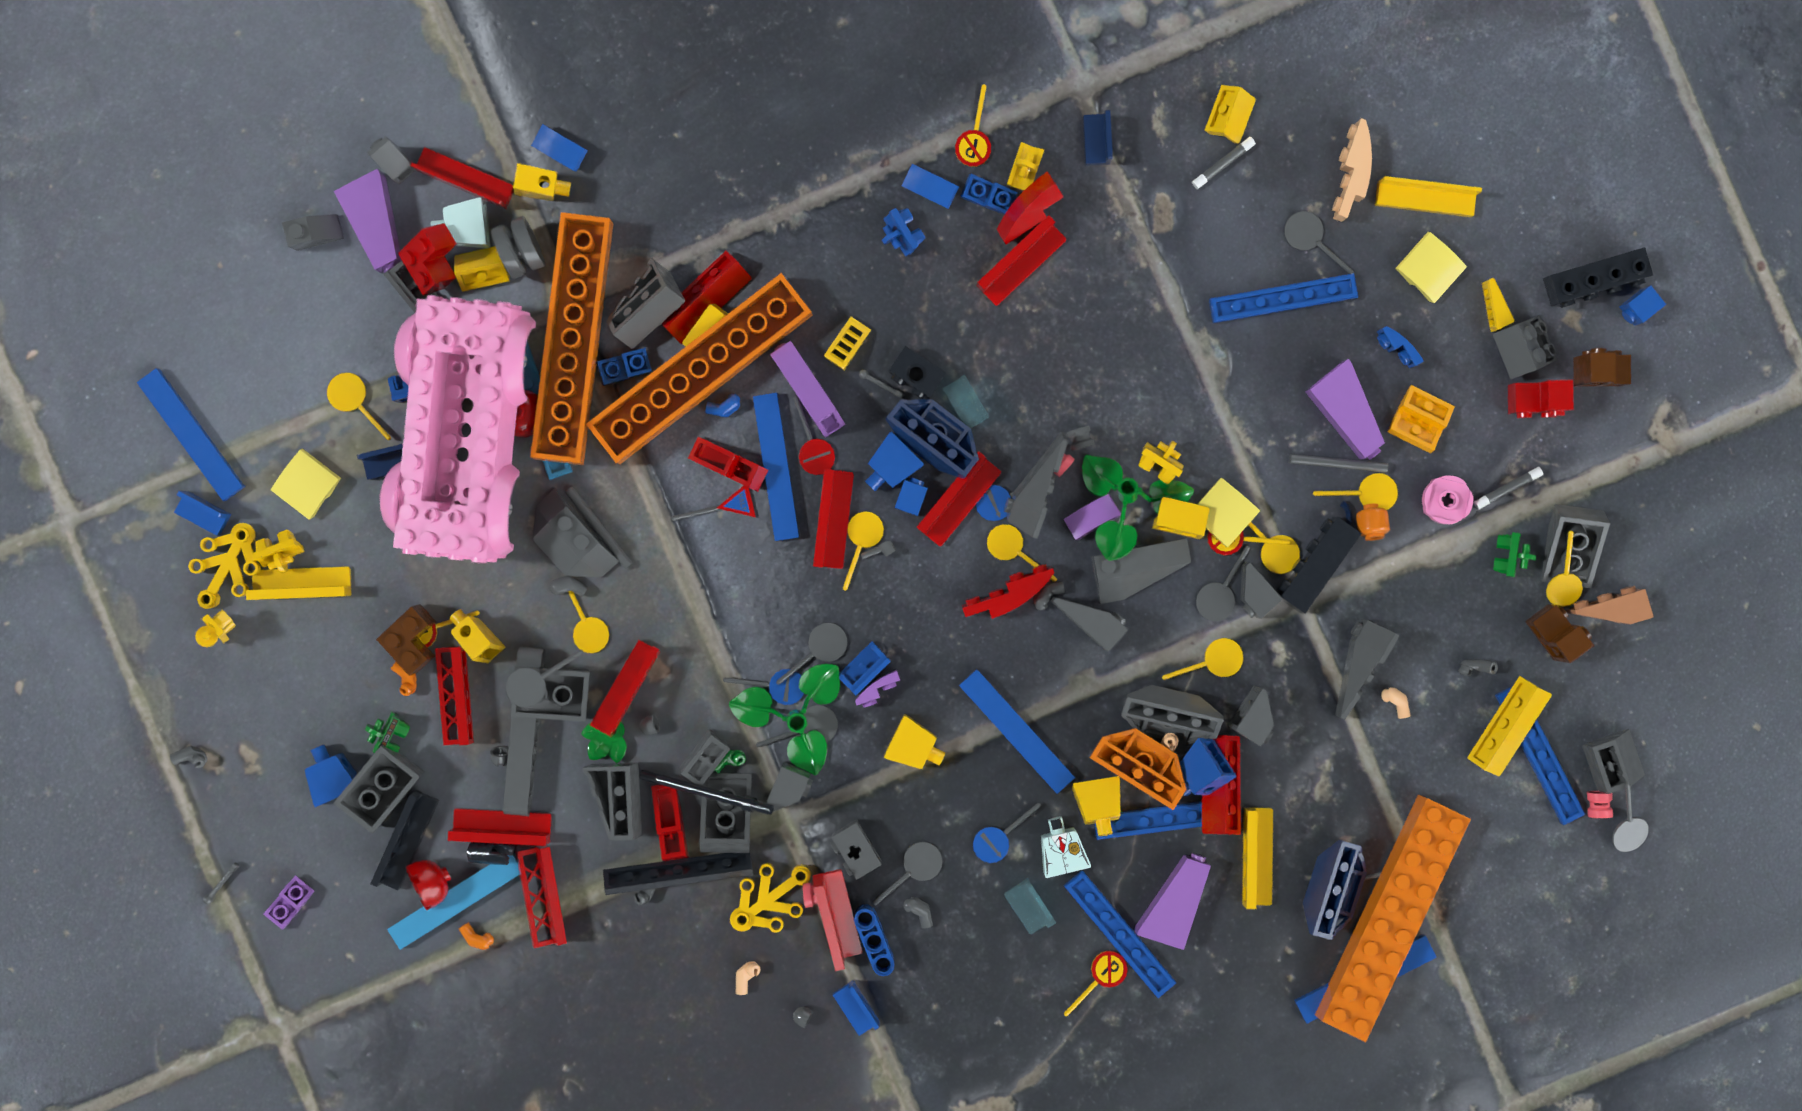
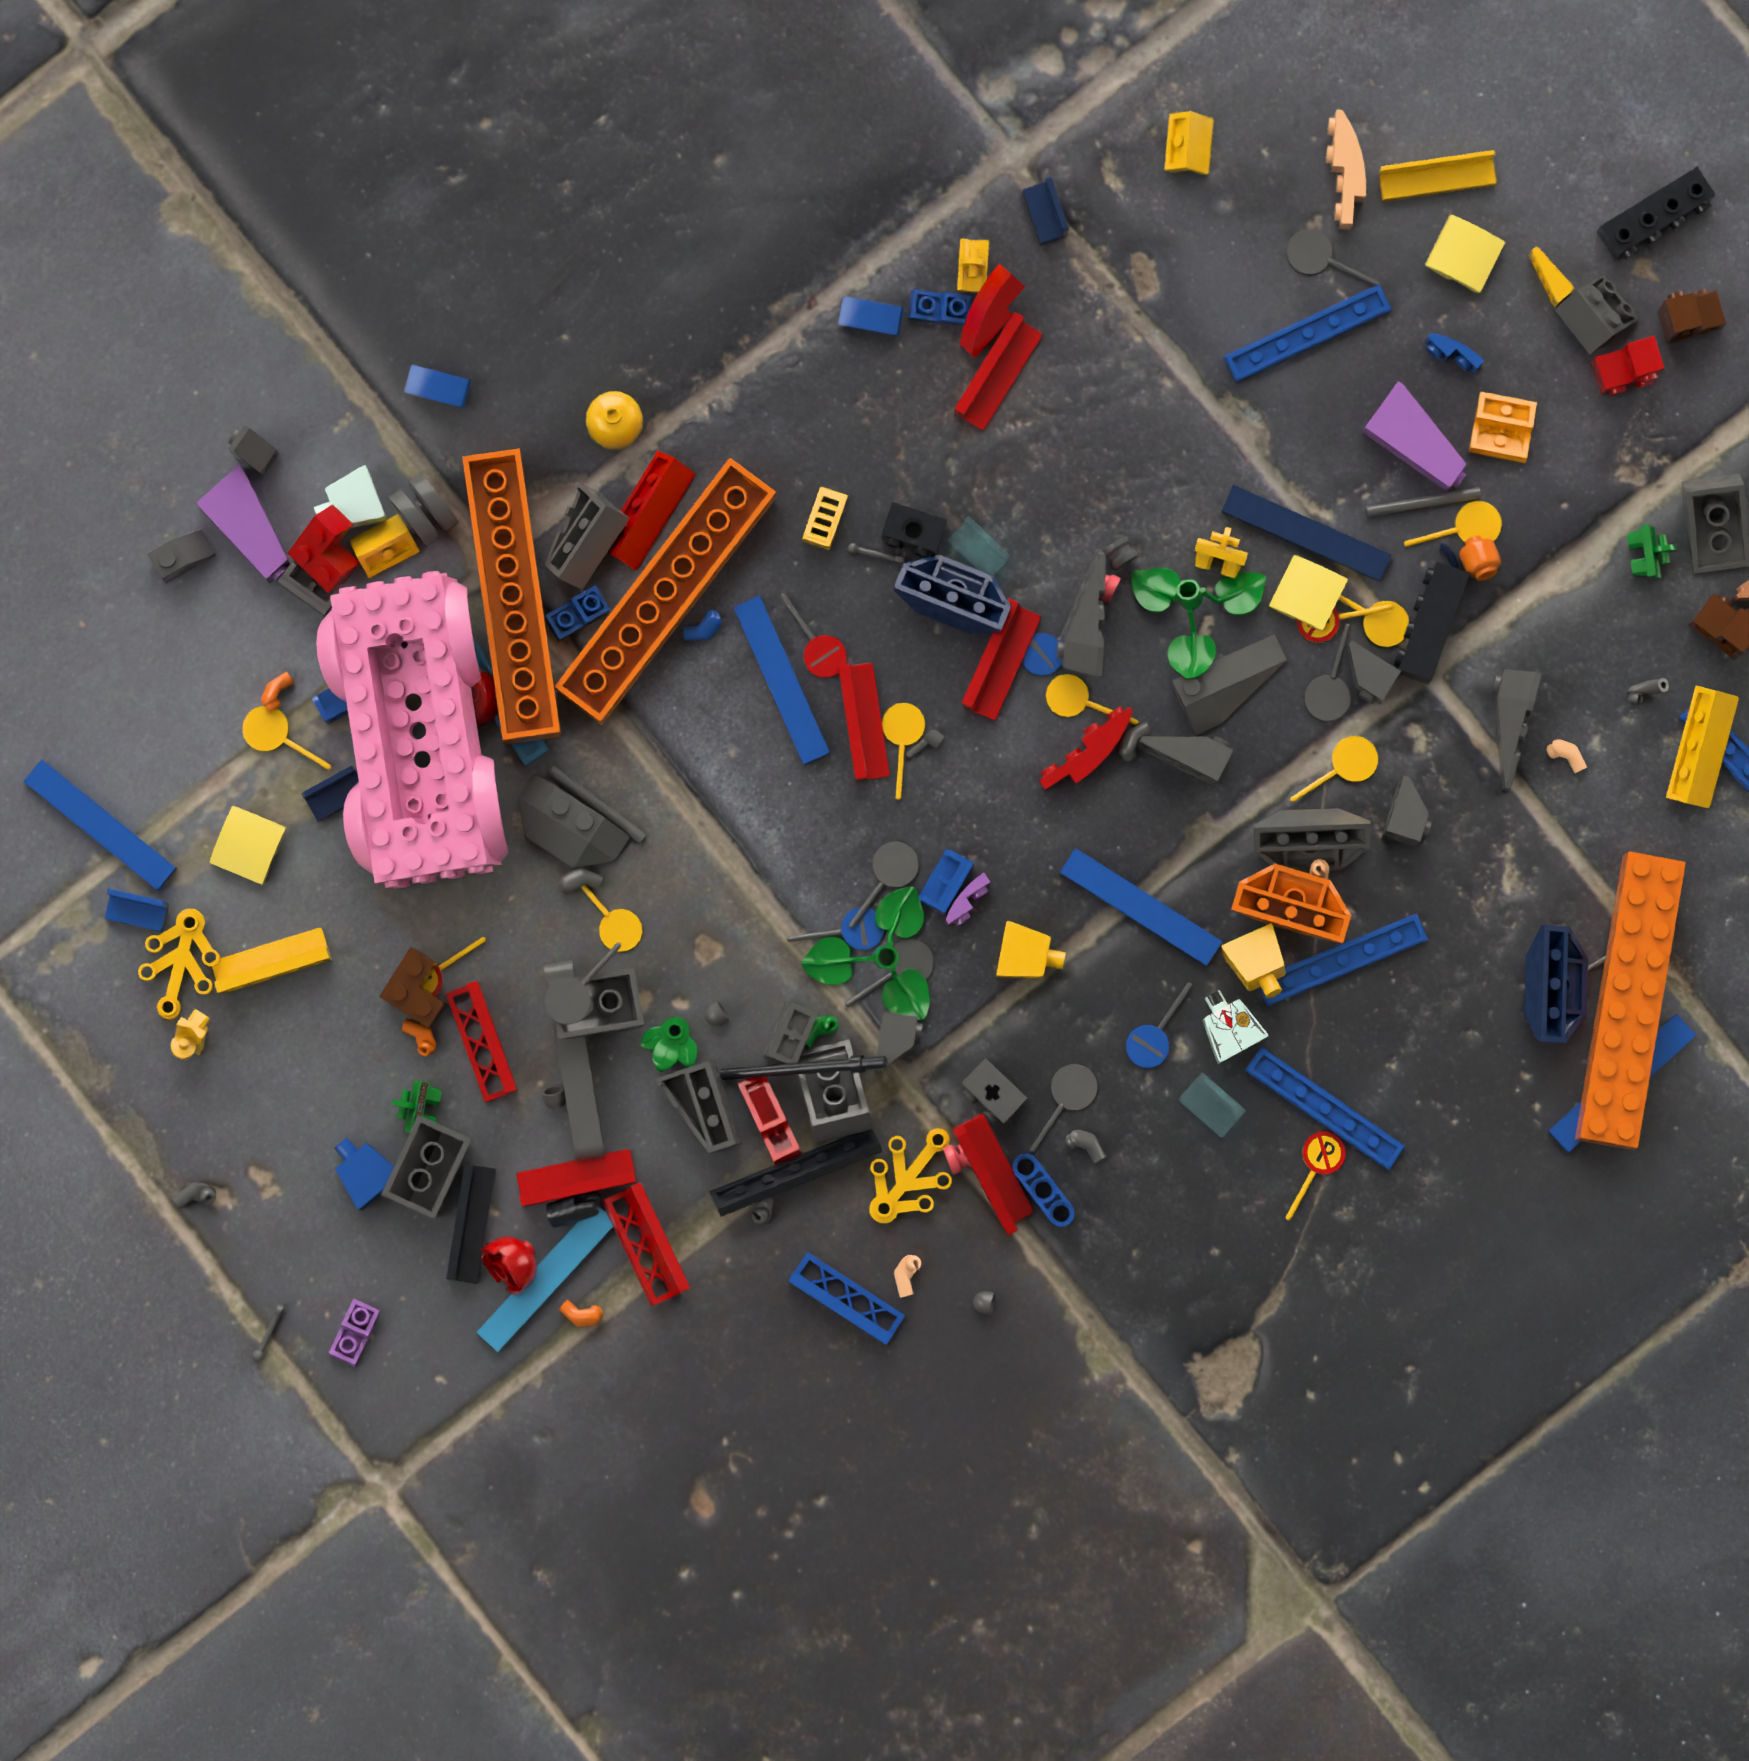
camera: 15 degrees left, 5 degrees down
(279, 554) = (238, 932): yellow hips -> none
(360, 361) = (272, 689): none -> orange arm
(464, 178) = (337, 449): red panel -> none
(475, 637) = (496, 970): yellow torso -> none
(528, 181) = (415, 436): yellow torso -> none
(625, 688) = (677, 977): red fence -> none
(685, 990) = (839, 1307): none -> blue fence
(697, 215) = (614, 420): none -> yellow cylinder
(710, 317) = (660, 532): yellow slope -> none
(728, 464) = (726, 691): red slope -> none
(738, 503) = (749, 733): piece -> none
(807, 388) = (794, 581): medium lavender slope -> none
(856, 1008) = (1044, 1276): blue panel -> none
(892, 463) = (914, 639): blue torso -> none
(898, 232) = (850, 378): blue hips -> none
(911, 496) = (946, 671): blue brick -> none
(974, 146) = (907, 257): piece -> none
(1092, 516) = (1157, 637): medium lavender slope -> none
(1175, 905) = (1378, 1059): medium lavender slope -> none
(1181, 518) = (1261, 612): yellow panel -> none
(1205, 768) = (1366, 888): blue torso -> none
(1223, 163) = (1196, 200): dark grey bar -> none
(1223, 807) = (1391, 903): red panel -> none
(1236, 462) = (1306, 533): none -> dark blue tile
(1257, 857) = (1458, 976): yellow panel -> none
(1459, 492) = (1547, 522): bright pink plate -> none
(1508, 488) = (1620, 482): dark grey bar -> none
(1565, 587) = (1722, 572): yellow piece -> none
(1642, 306) = (1715, 232): blue brick -> none

